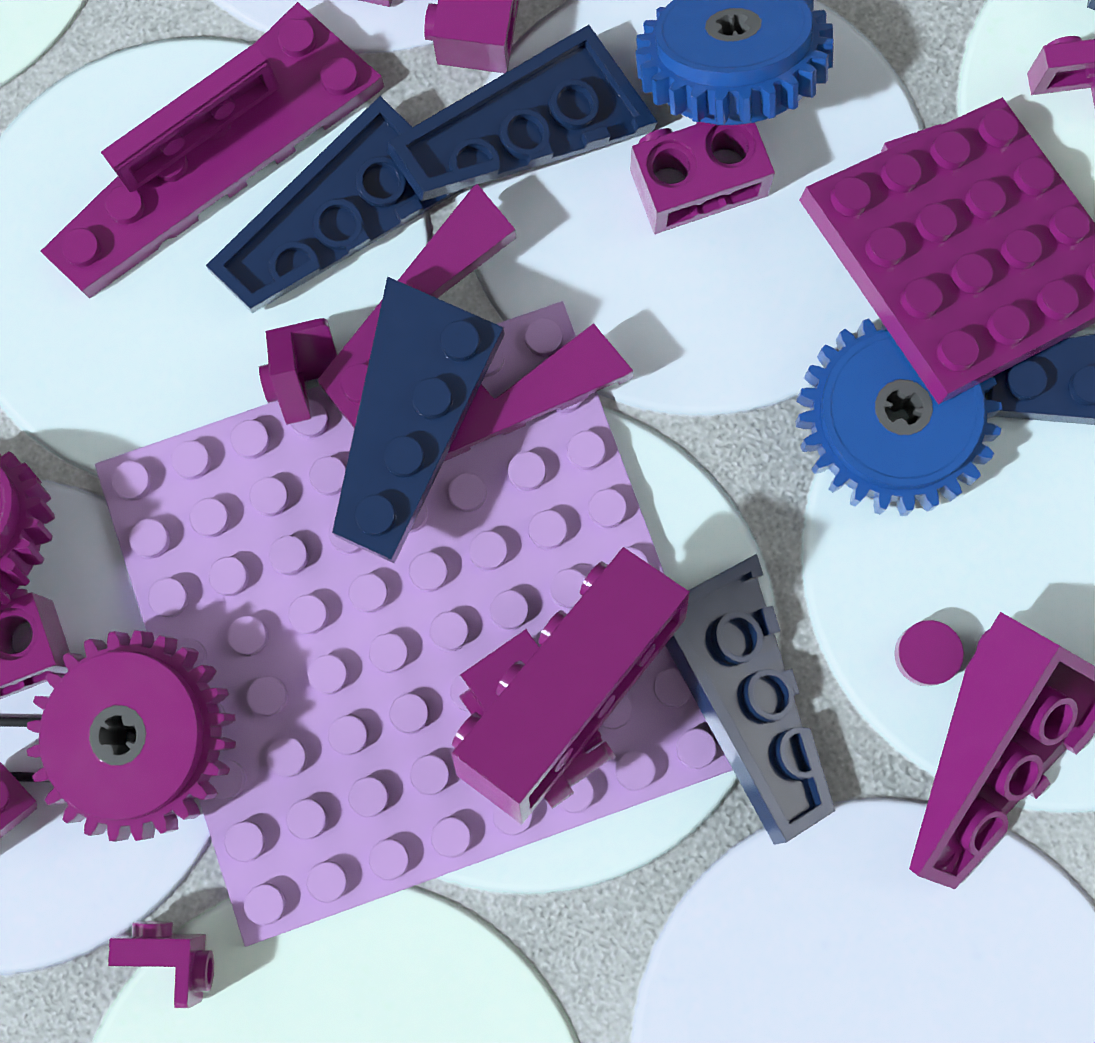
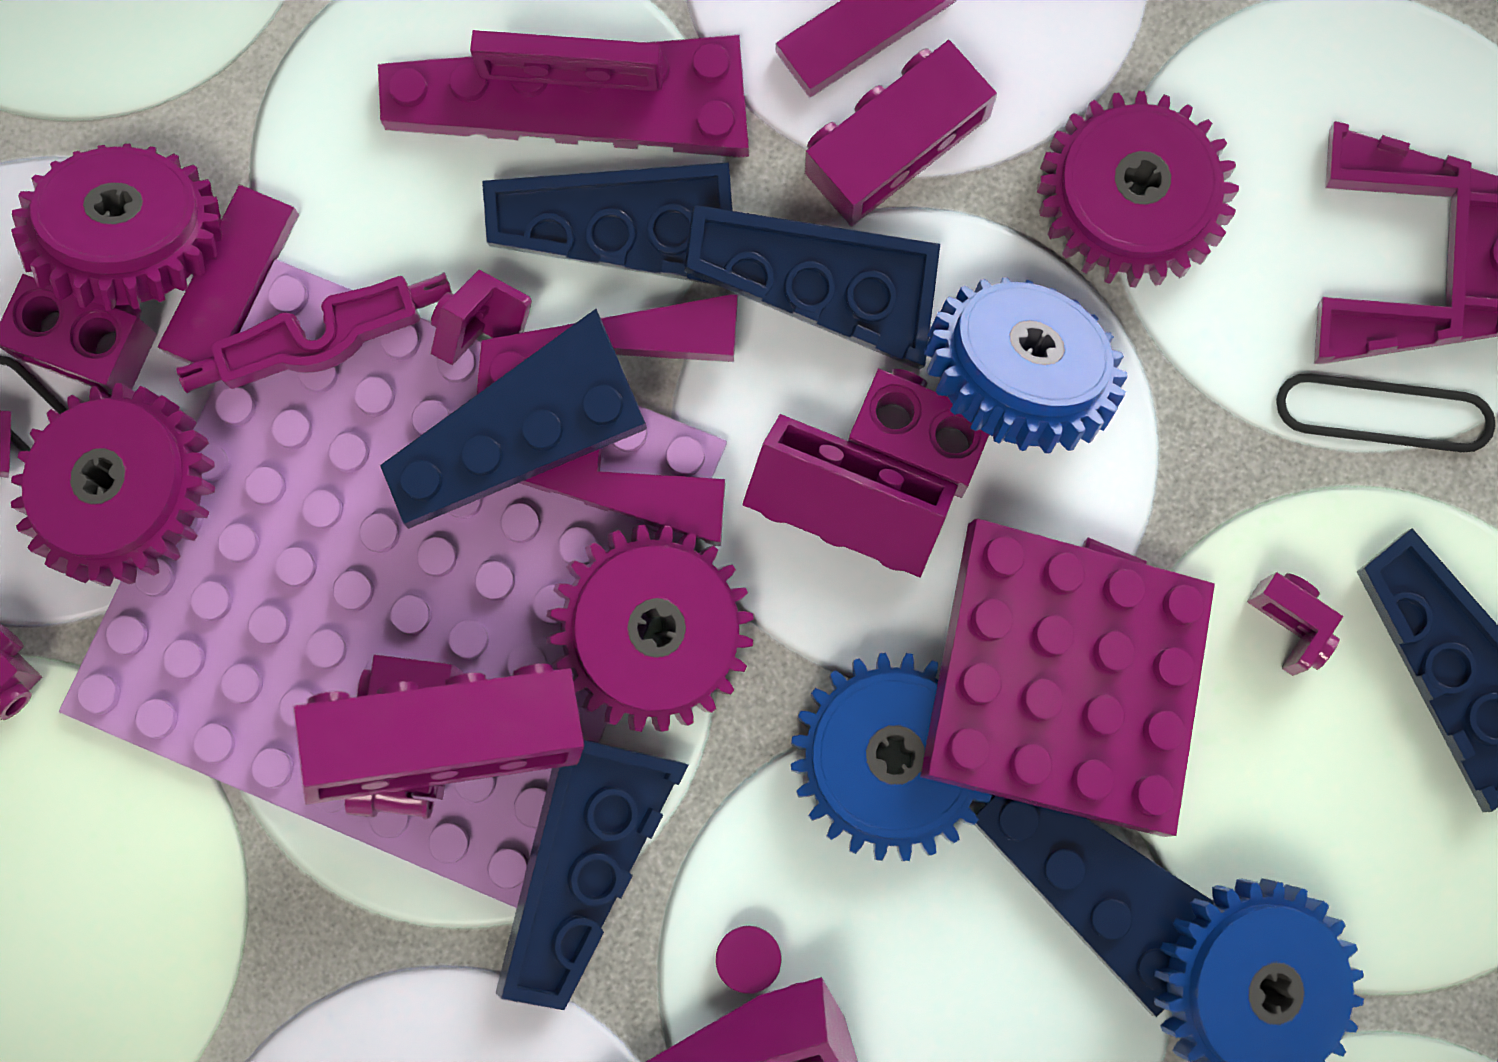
camera: 40 degrees right, 0 degrees up
(84, 537) = (221, 299): none -> magenta tile
(164, 517) = (282, 342): none -> magenta piece
(666, 442) = (637, 673): none -> magenta gear
(695, 256) = (849, 495): none -> magenta brick

